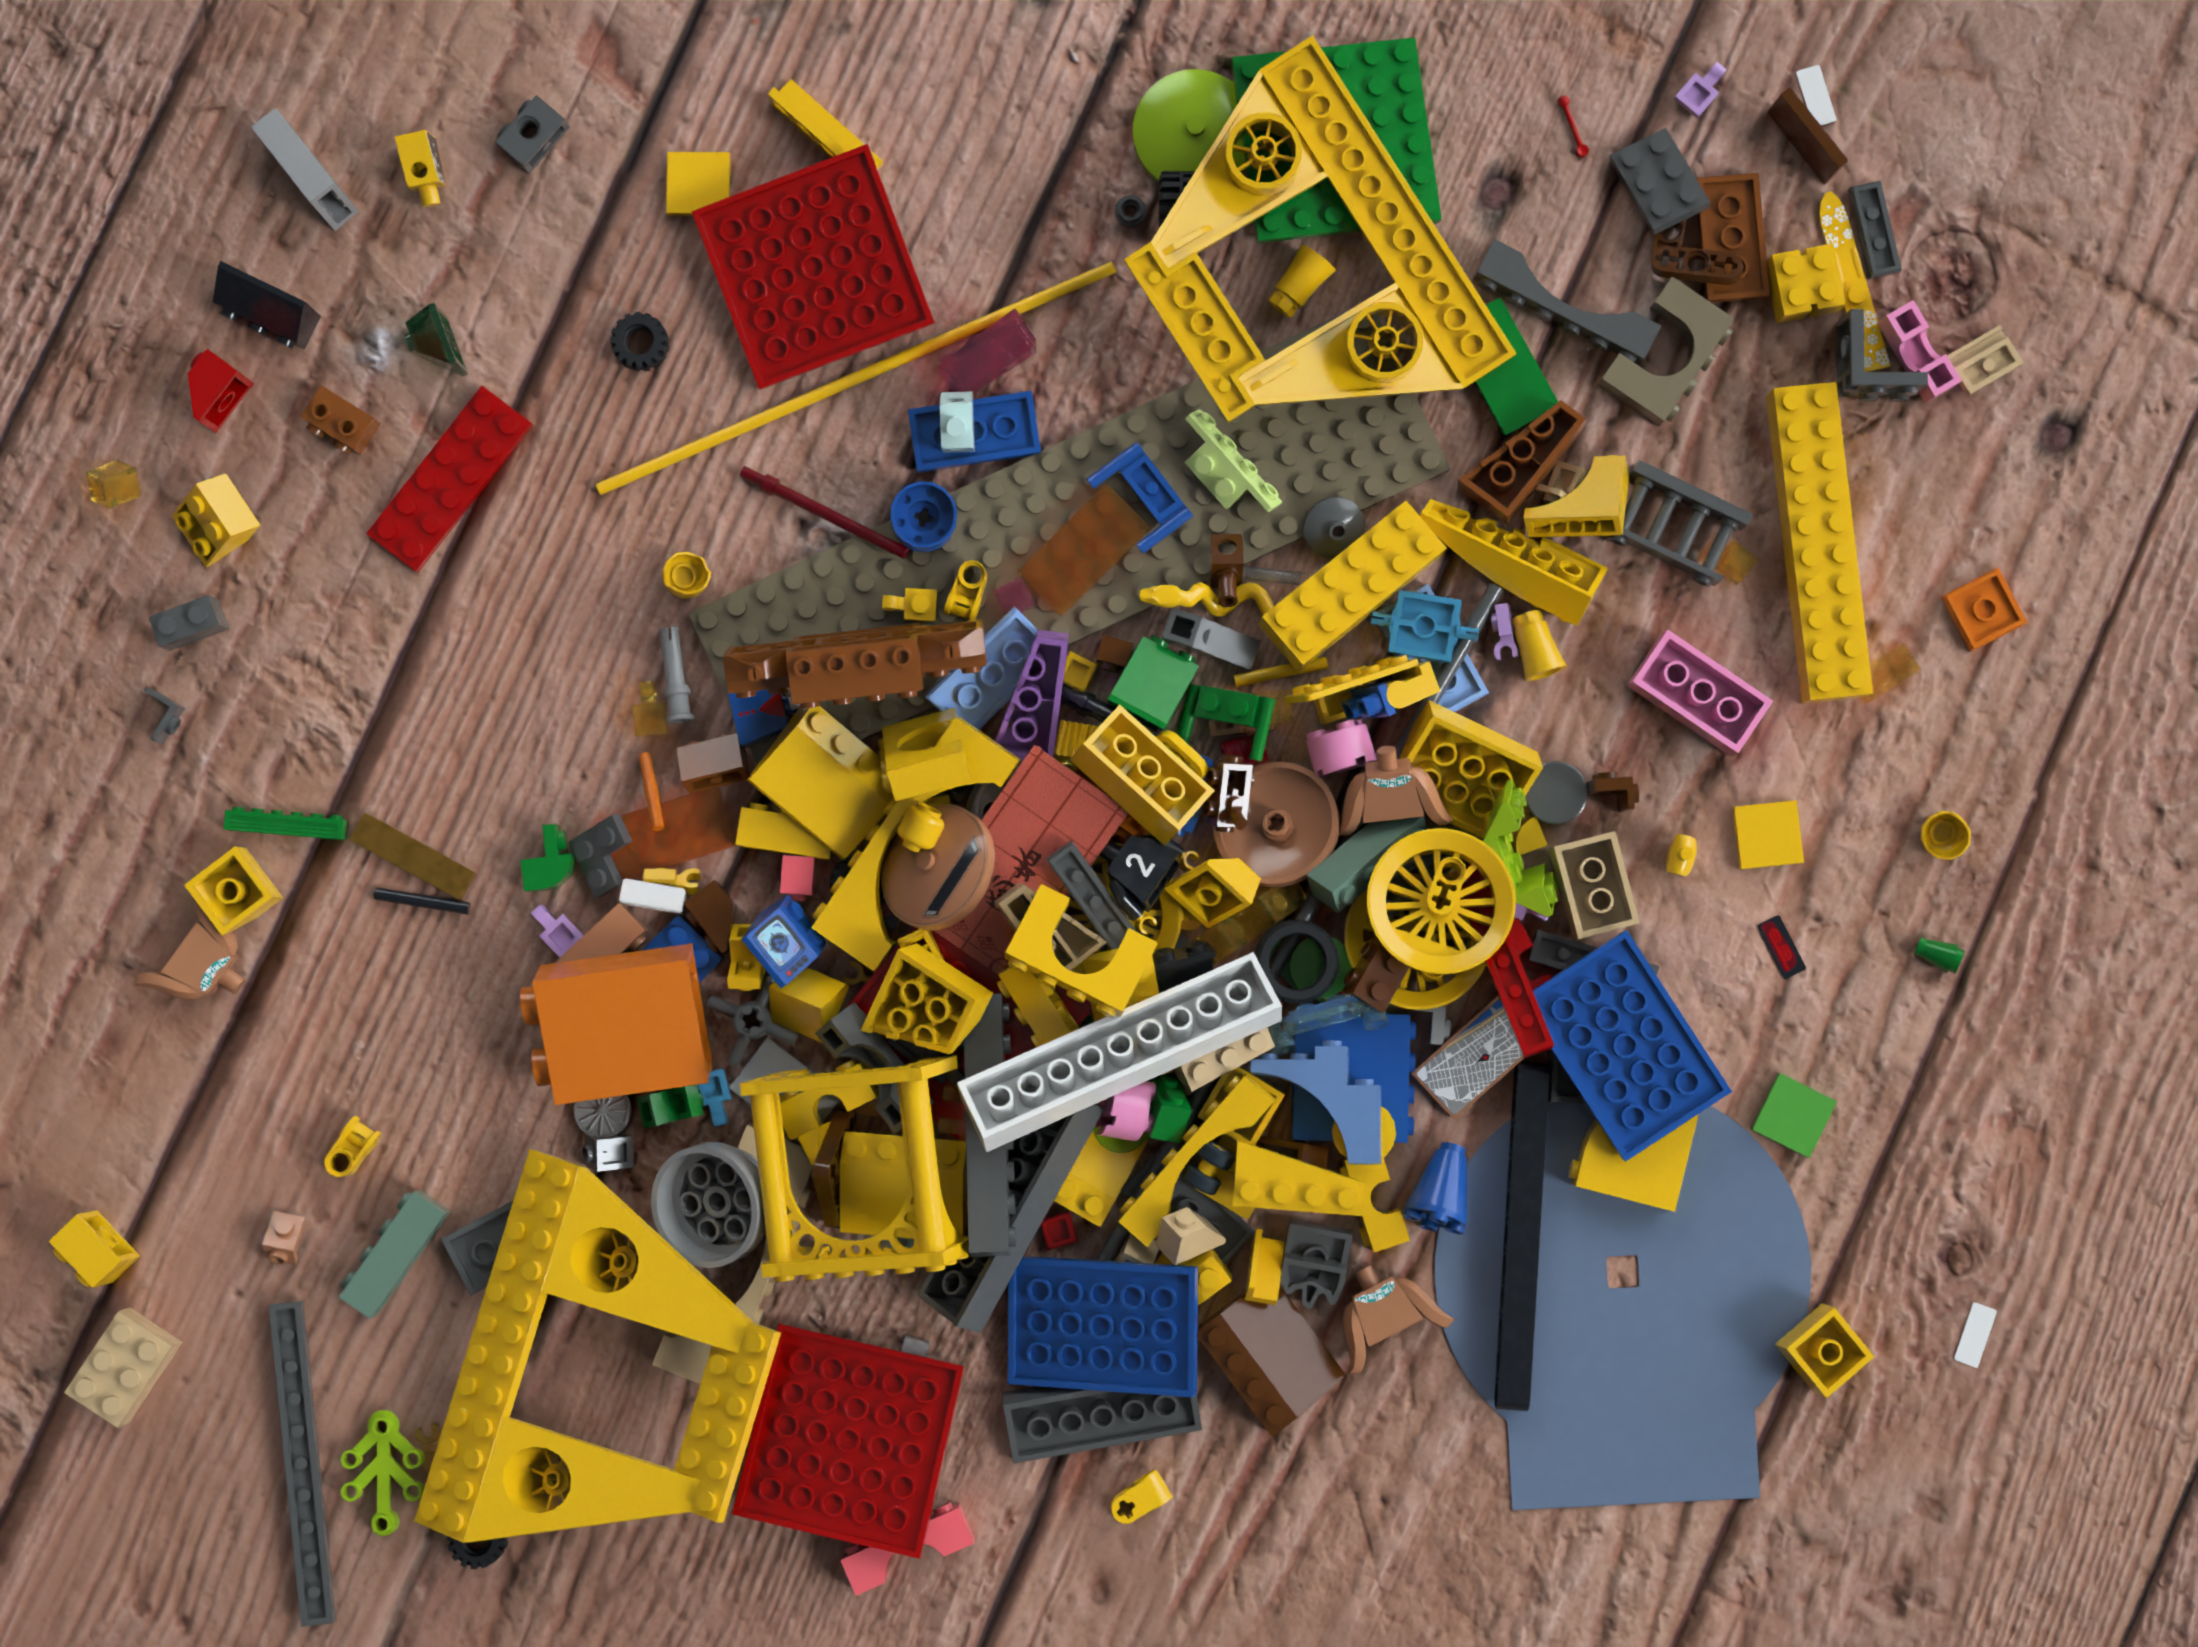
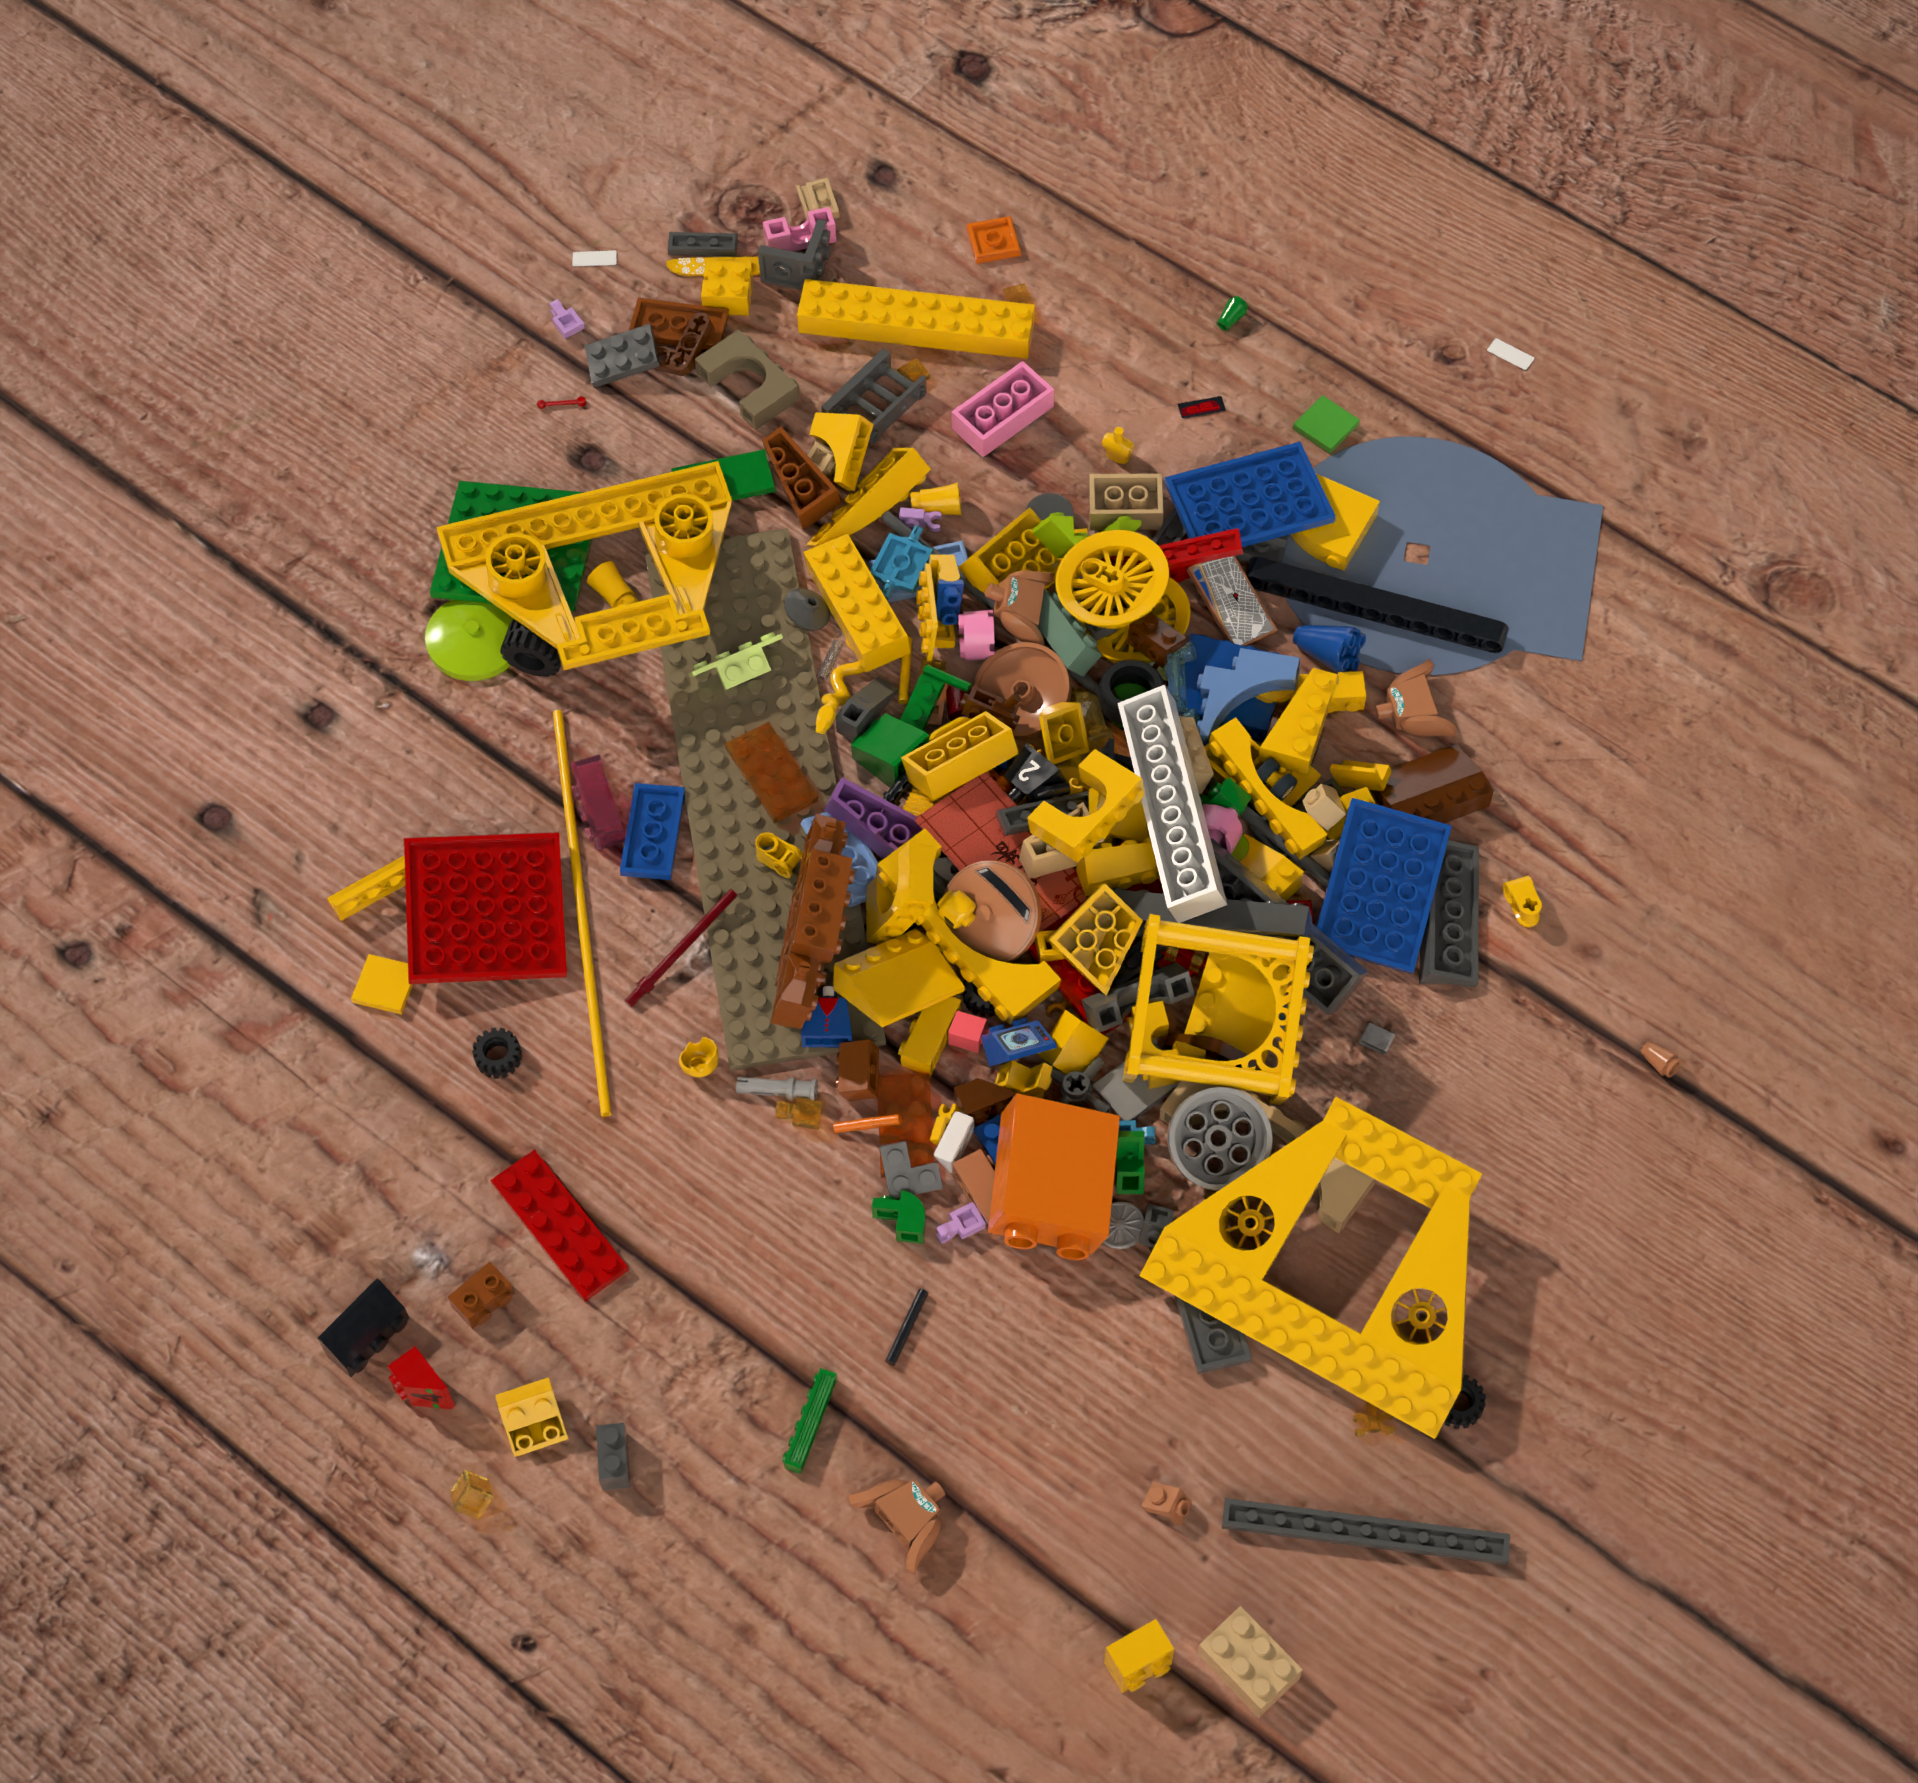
camera: 70 degrees left, 25 degrees down
(170, 721) = (677, 1489): dark grey bracket -> none
(233, 890) = (855, 1465): yellow slope -> none
(305, 169) = (259, 1272): light grey slope -> none
(352, 1146) = (1100, 1423): yellow piece -> none
(384, 1467) = (1383, 1465): lime plant -> none
(394, 1254) = (1201, 1412): sand green brick -> none
(413, 856) = (866, 1325): pearl gold tile -> none
(417, 153) = (292, 1179): yellow torso -> none
(434, 339) = (443, 1199): clear green slope -> none
(530, 151) = (293, 1080): dark grey brick -> none
(849, 1441) = (1442, 1080): red plate -> none
(911, 502) = (710, 865): blue wheel -> none
(918, 604) = (776, 896): yellow plate -> none
(946, 1532) = (1539, 1103): coral arch -> none
(957, 422) = (645, 826): light aqua torso -> none
(1014, 594) = (791, 828): clear pink tile -> none
(1114, 653) = (858, 770): reddish brown plate -> none
(1134, 202) = (517, 685): dark grey plate -> none
(1151, 490) = (739, 715): blue plate -> none
(1226, 569) = (816, 680): reddish brown bracket -> none
(1315, 1261) = (1364, 740): dark grey plate -> none
(1438, 1027) = (1202, 624): light grey bracket -> none
(1509, 274) = (661, 456): dark grey arch -> none
(1608, 784) = (1060, 470): reddish brown bracket -> none
(1768, 834) = (1117, 396): yellow tile -> none
(1807, 135) = (623, 260): reddish brown tile -> none
(1824, 1350) = (1502, 436): yellow brick -> none
(1945, 835) = (1148, 290): yellow hair -> none

